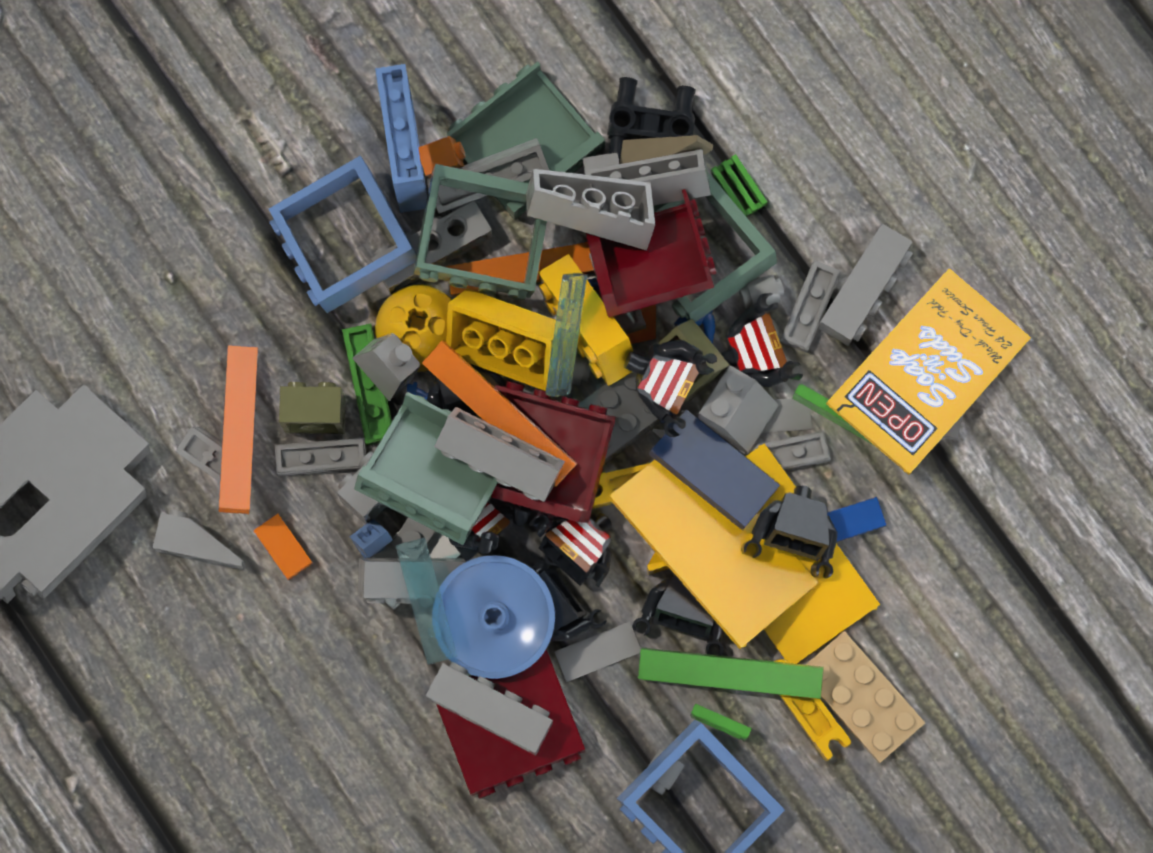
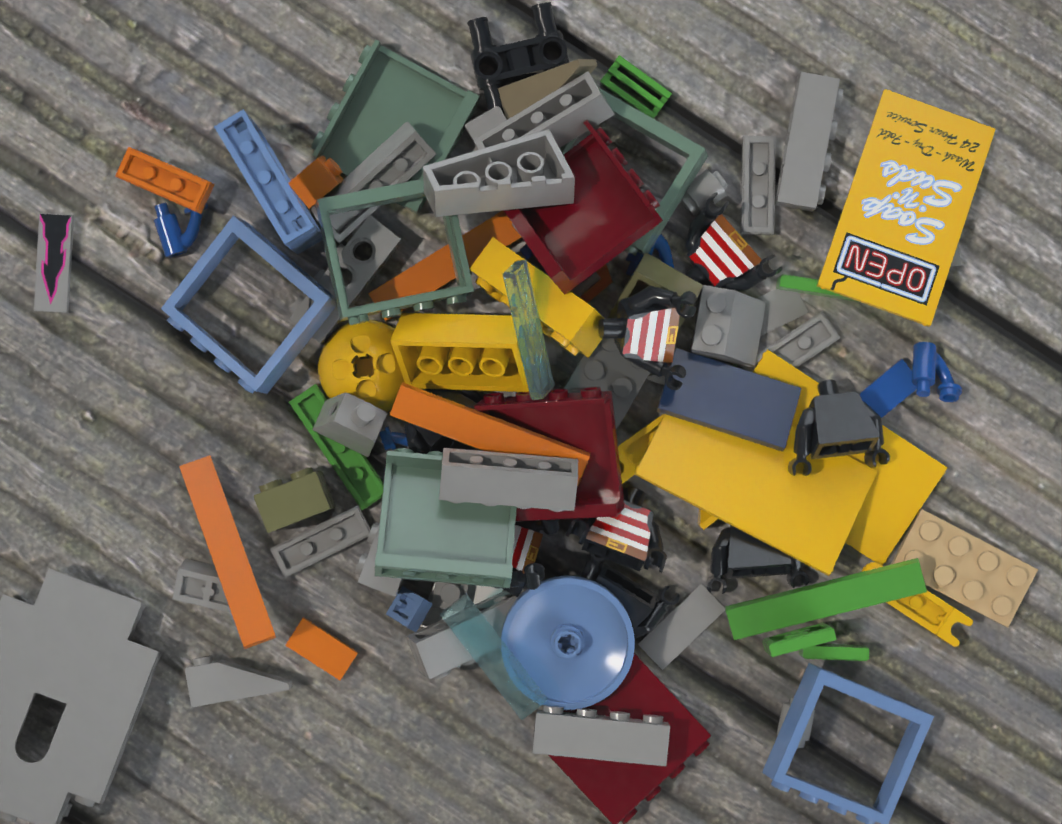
camera: 25 degrees left, 10 degrees up
(195, 141) = (54, 263): none -> tile
(302, 146) = (169, 231): none -> blue plant
(316, 108) = (164, 180): none -> orange tile
(692, 695) = (798, 639): none -> bright green tile
(894, 508) = (924, 370): none -> blue plant

